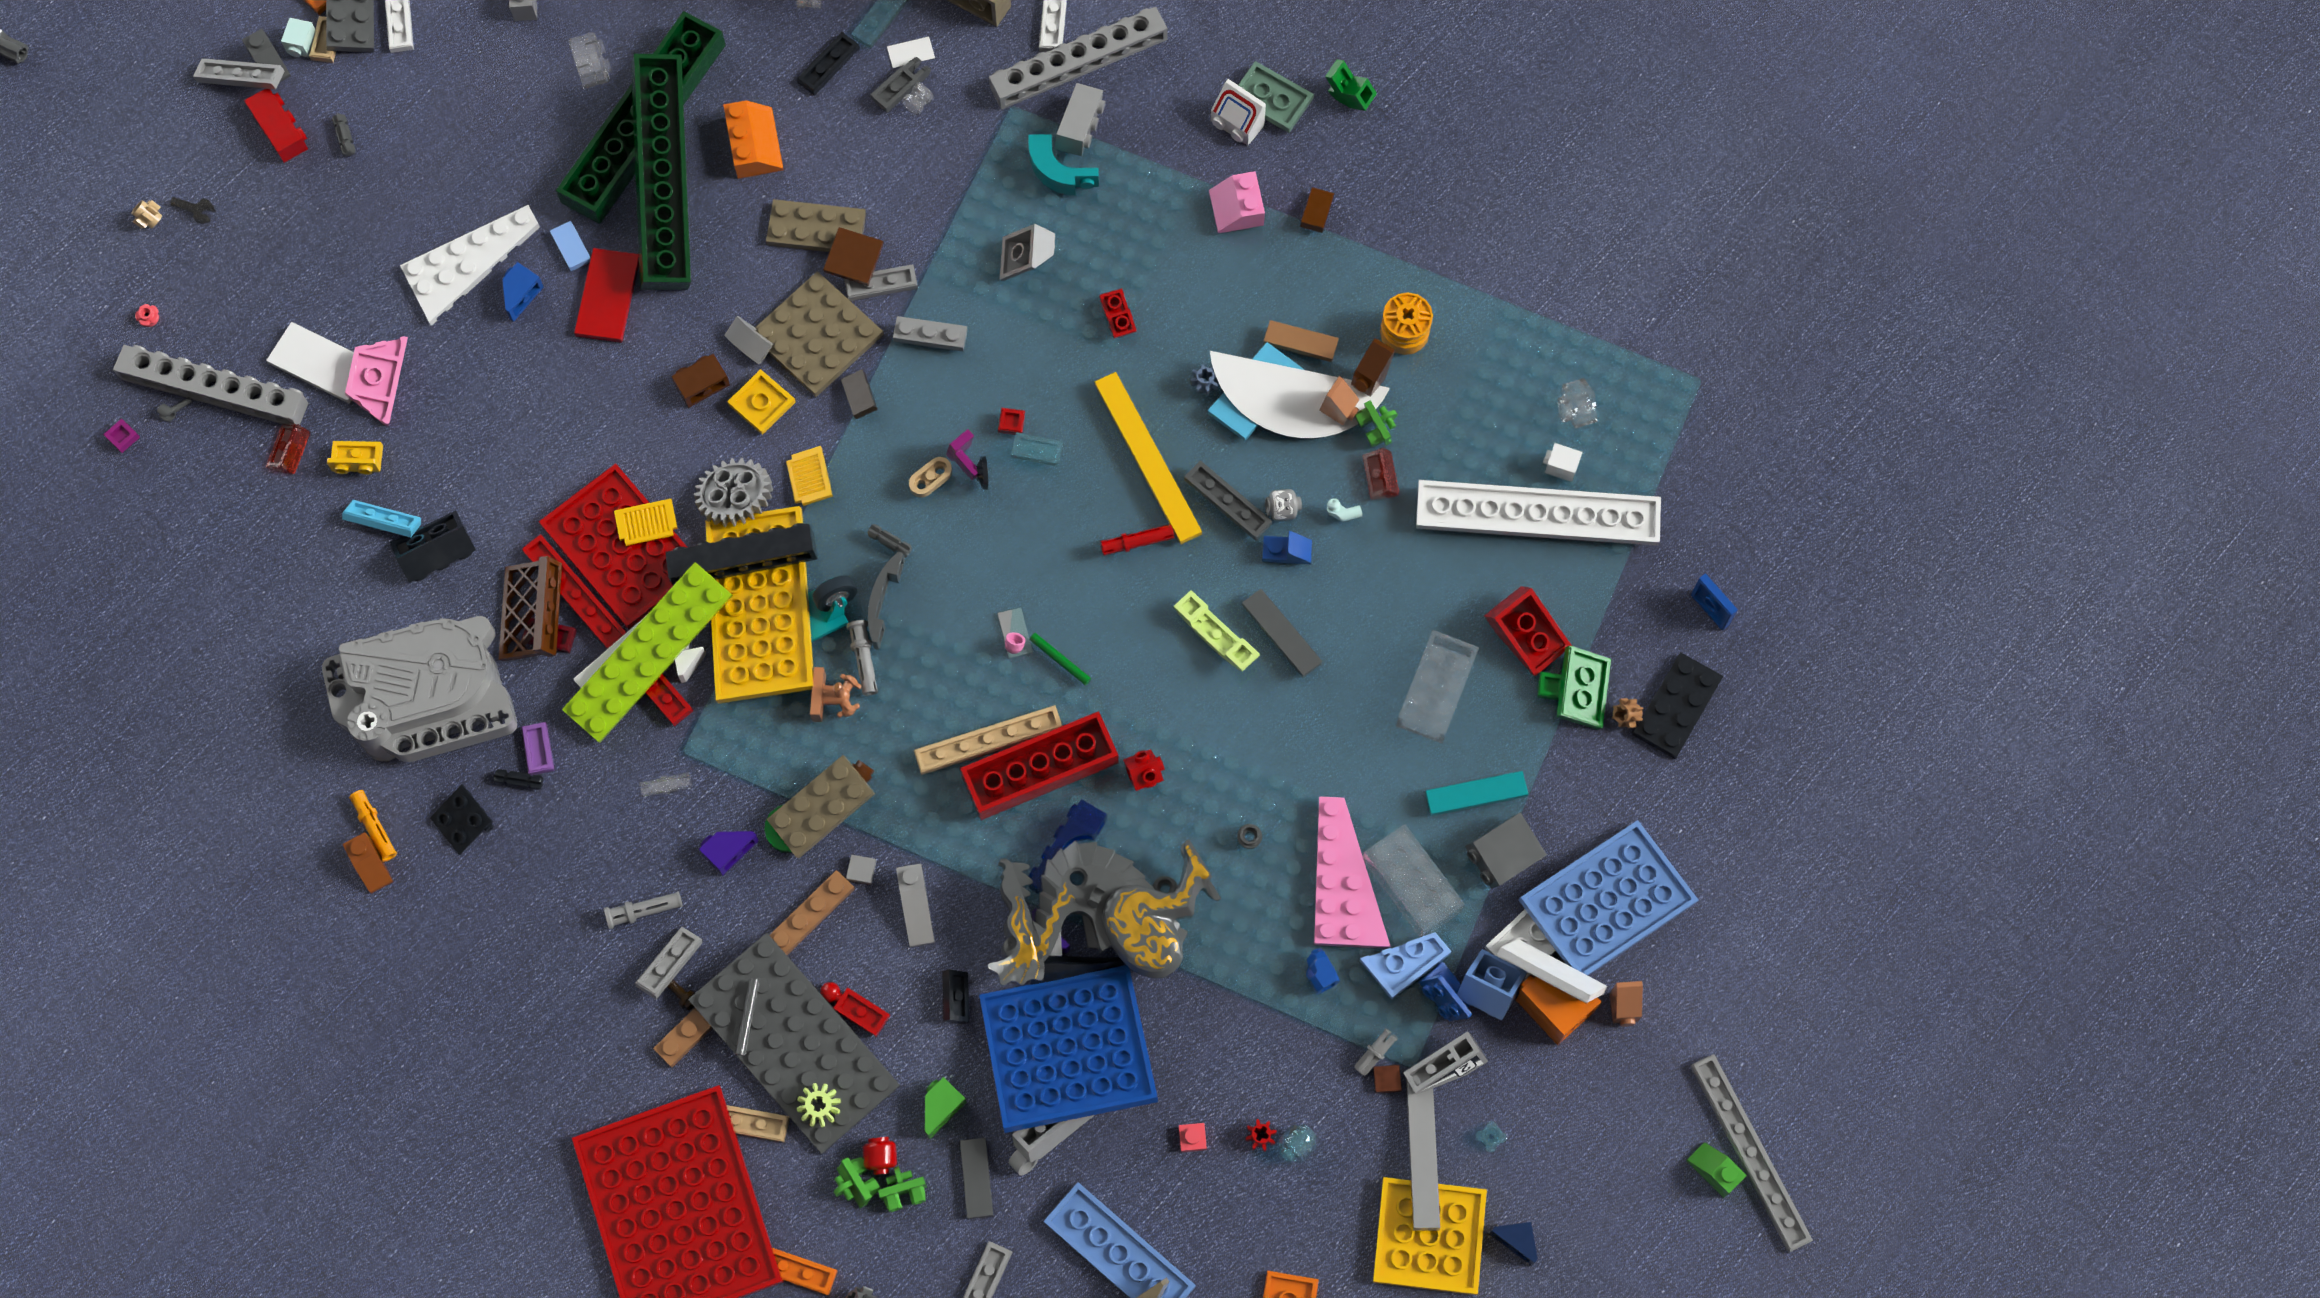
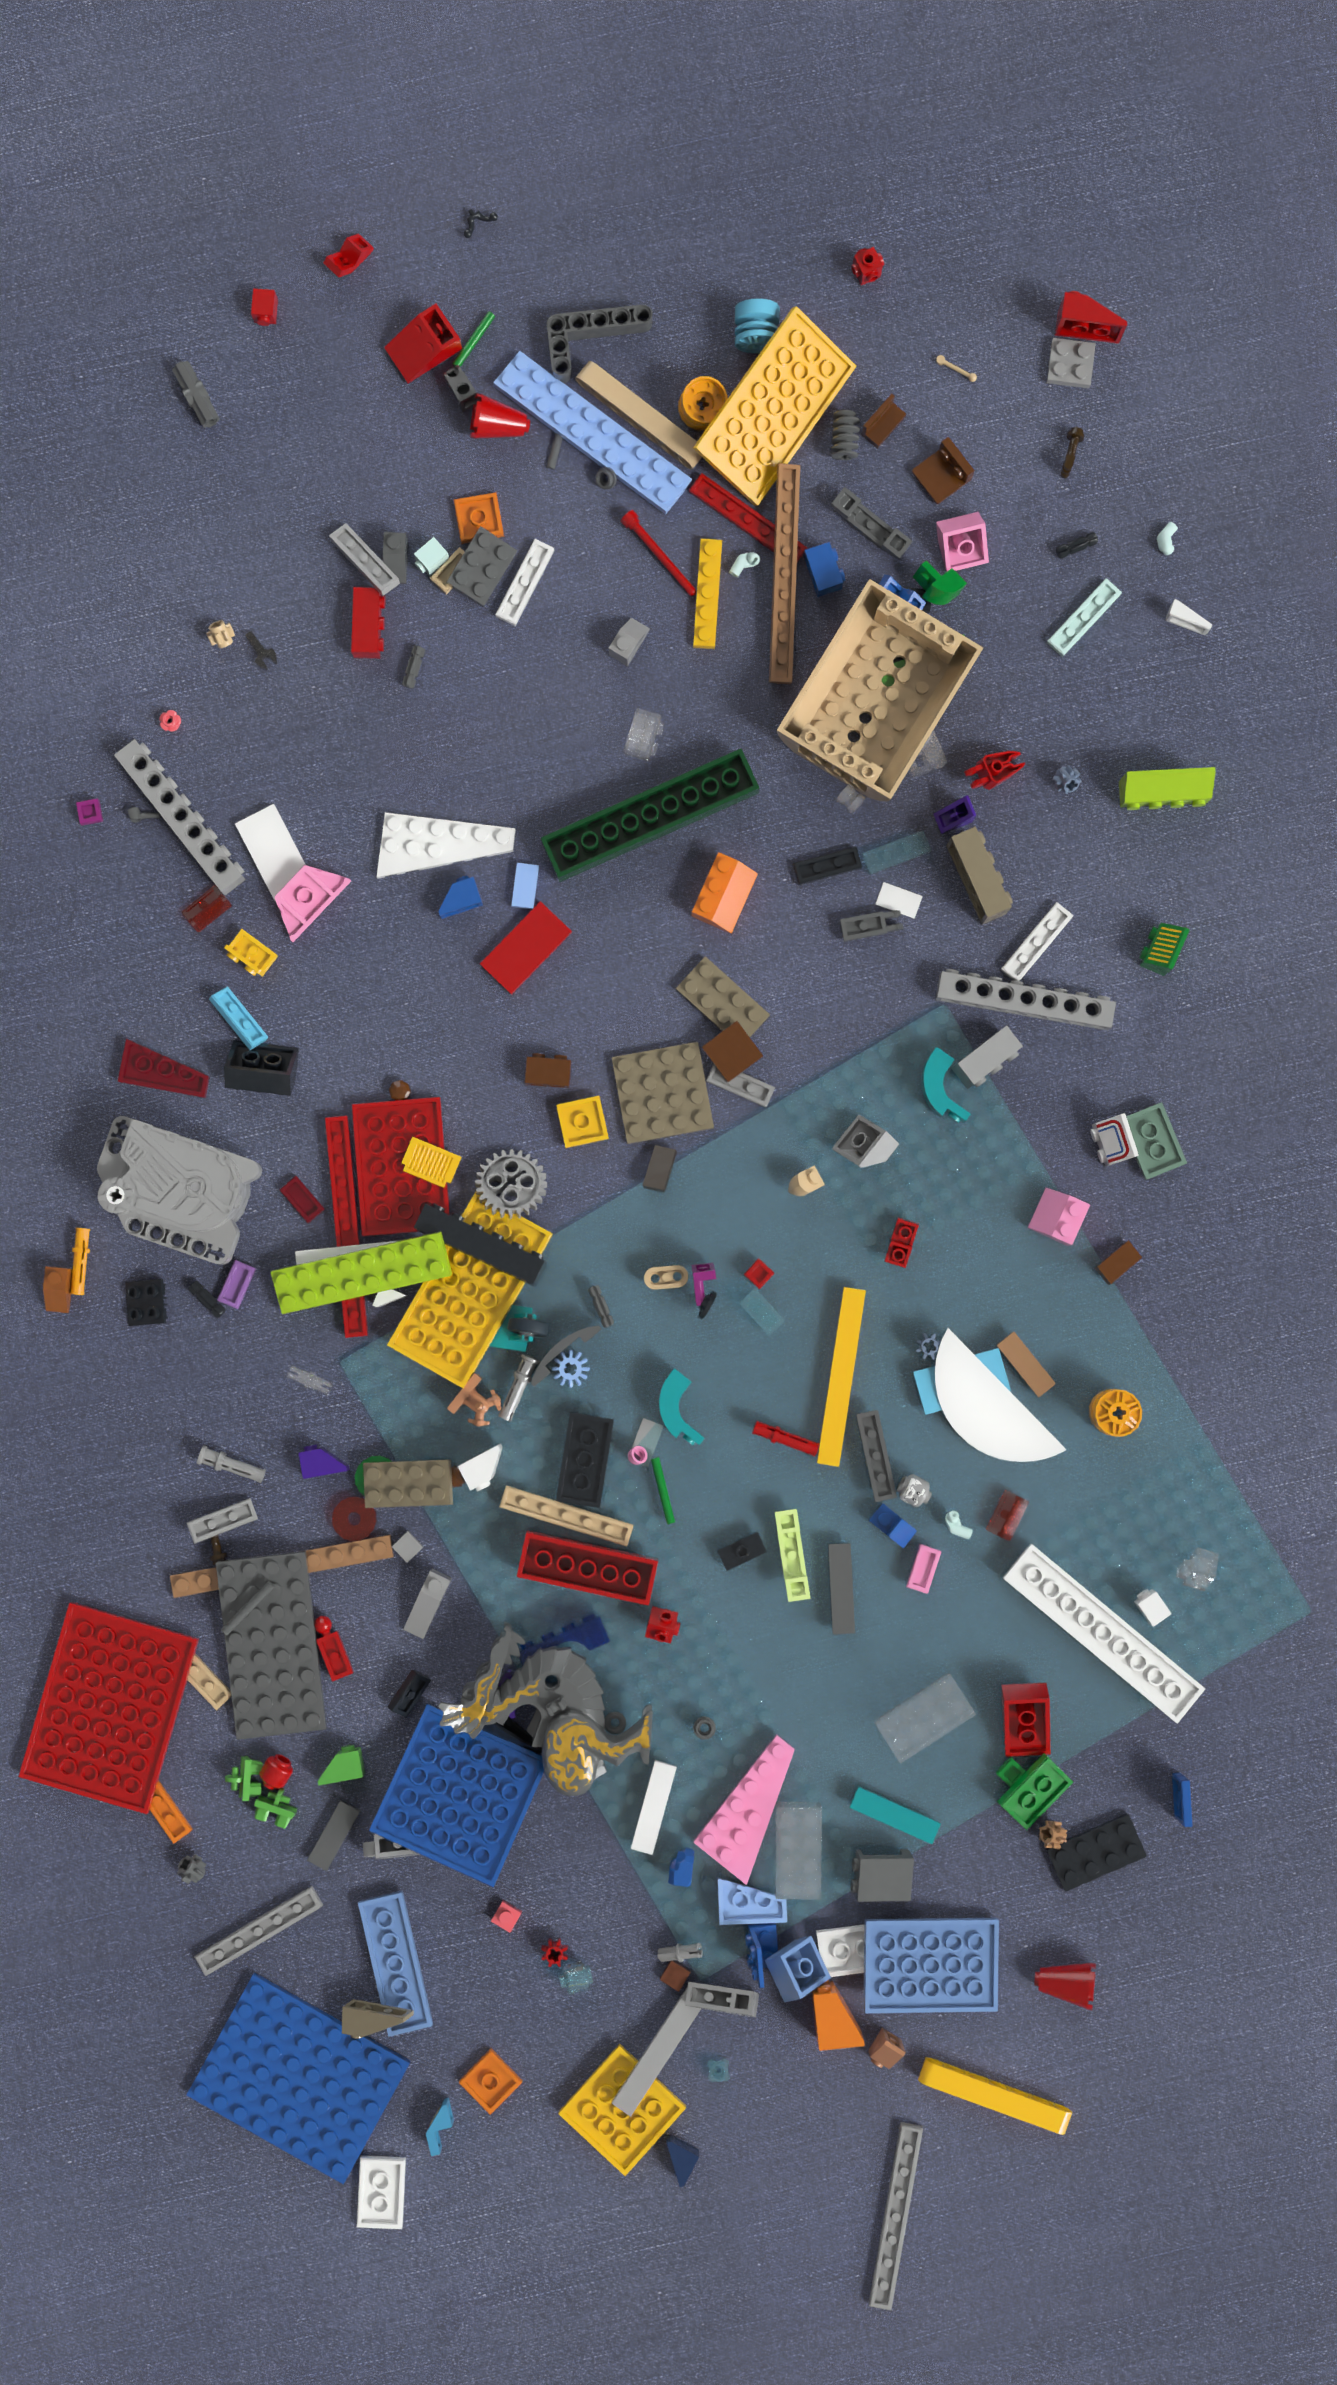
camera: 35 degrees right, 15 degrees up
(333, 614) = (155, 1071): none -> dark red wing
(545, 609) = (310, 1180): reddish brown fence -> none
(574, 482) = (399, 1090): none -> reddish brown tile
(660, 172) = (630, 880): dark green brick -> none
(748, 340) = (605, 1064): light grey slope -> none
(783, 868) = (345, 1528): none -> clear red tile
(809, 476) = (577, 1208): yellow window -> none
(827, 1101) = (253, 1701): yellowish green gear -> none
(877, 744) = (481, 1468): none -> white slope
(897, 601) = (568, 1376): none -> light blue gear
(917, 99) = (874, 948): clear wheel -> none
(930, 333) = (747, 1157): light grey plate -> none
(970, 678) = (585, 1460): none -> black plate
(995, 319) = (805, 1182): none -> tan plate
(1016, 584) = (669, 1407): none -> teal arch
(1169, 661) = (742, 1551): none -> black plate
(1255, 939) = (653, 1807): none -> white tile
(1340, 402) = (1016, 1441): nougat slope -> none
(1341, 567) = (923, 1568): none -> bright pink tile
(1349, 89) = (1219, 1179): green brick -> none
(1373, 367) = (1061, 1432): reddish brown slope -> none
(1380, 433) = (1030, 1485): bright green hips -> none
(1552, 970) = (846, 1997): white tile -> none
(1716, 1169) = (861, 2212): bright green slope -> none
(1741, 828) = (1069, 1983): none -> red cone
(1754, 977) = (995, 2095): none -> yellow beam

